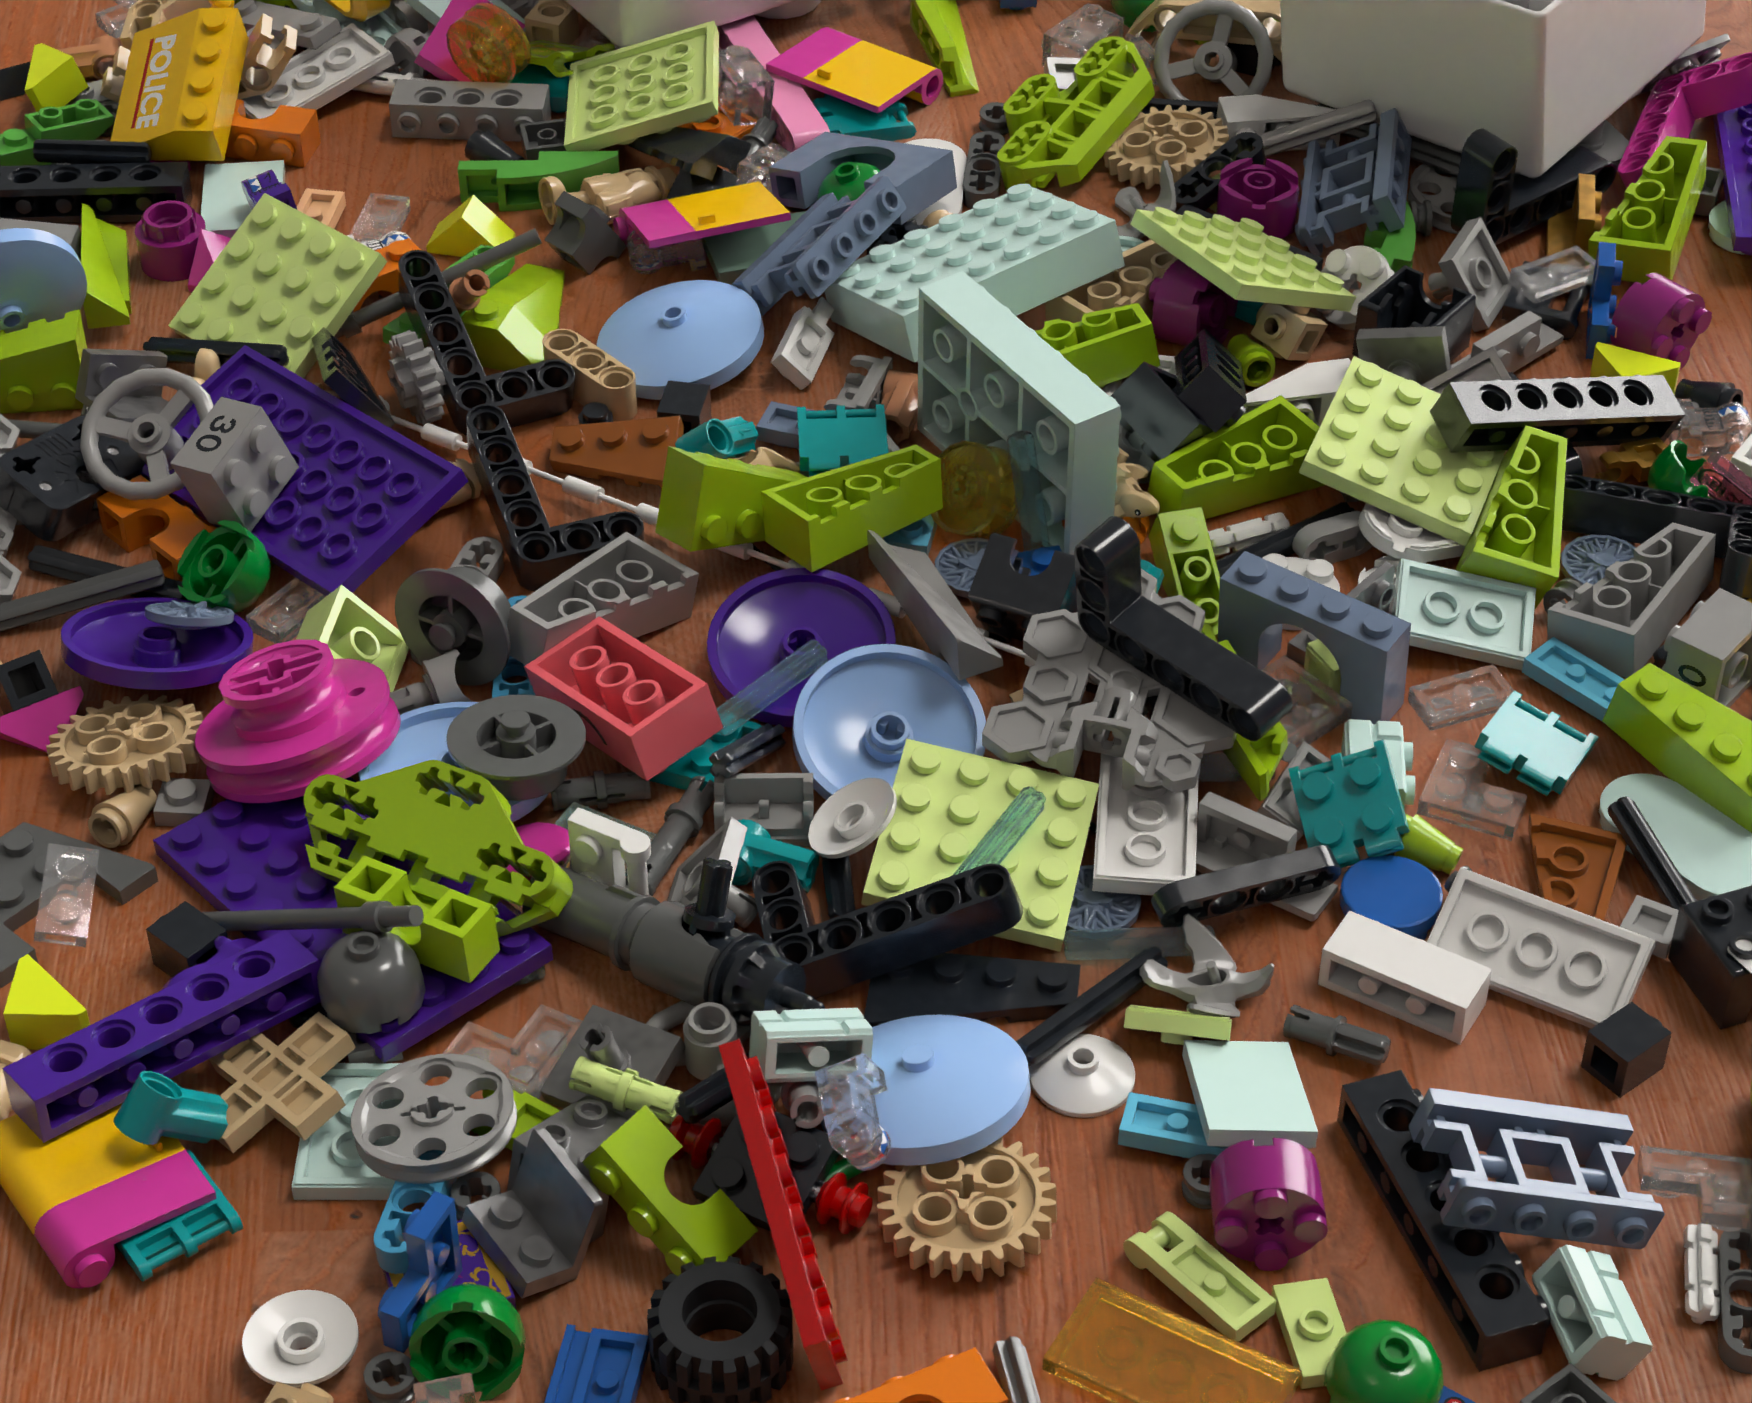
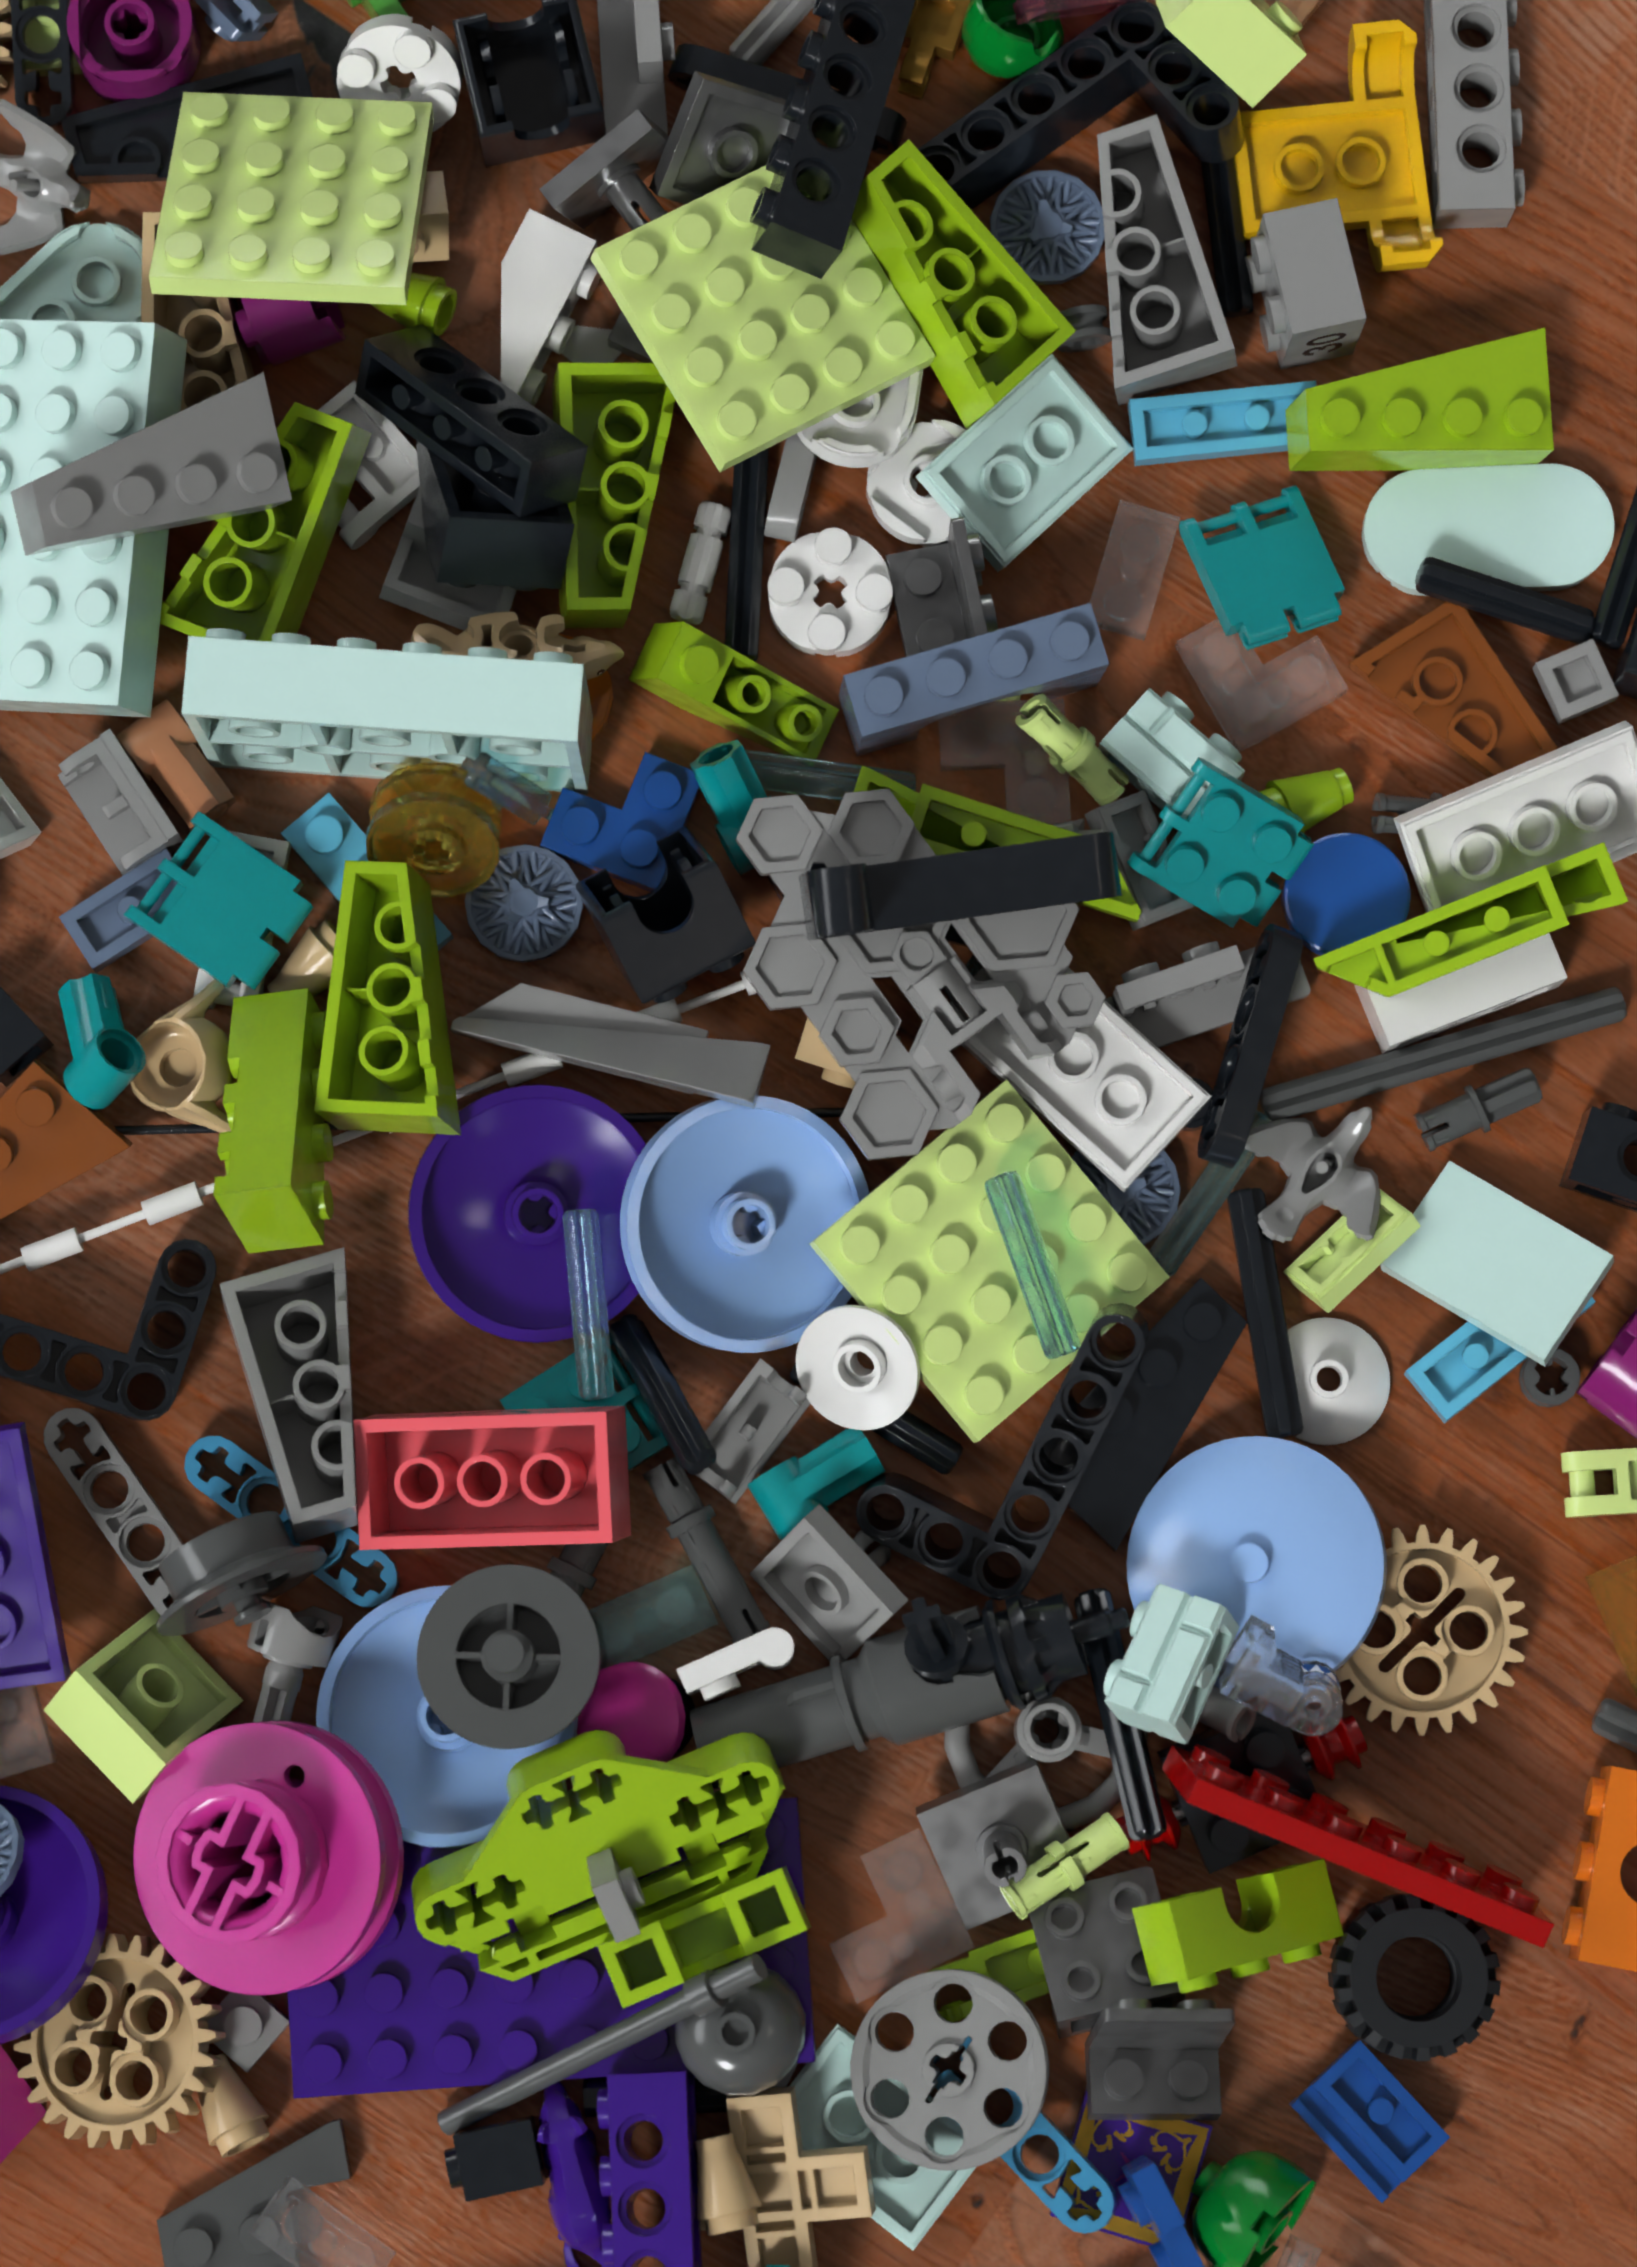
camera: 55 degrees left, 40 degrees up
(252, 1040) = (724, 2187): none -> tan cone
(405, 844) = (616, 1893): none -> light grey plate
(471, 1185) = (1061, 2100): dark grey bush -> none
(1036, 248) = (179, 472): none -> light grey wedge
(1326, 708) = (1072, 749): none -> yellowish green pin
(1358, 1007) = (1443, 1054): none -> dark grey axle
(1448, 931) = (1478, 925): none -> lime wedge

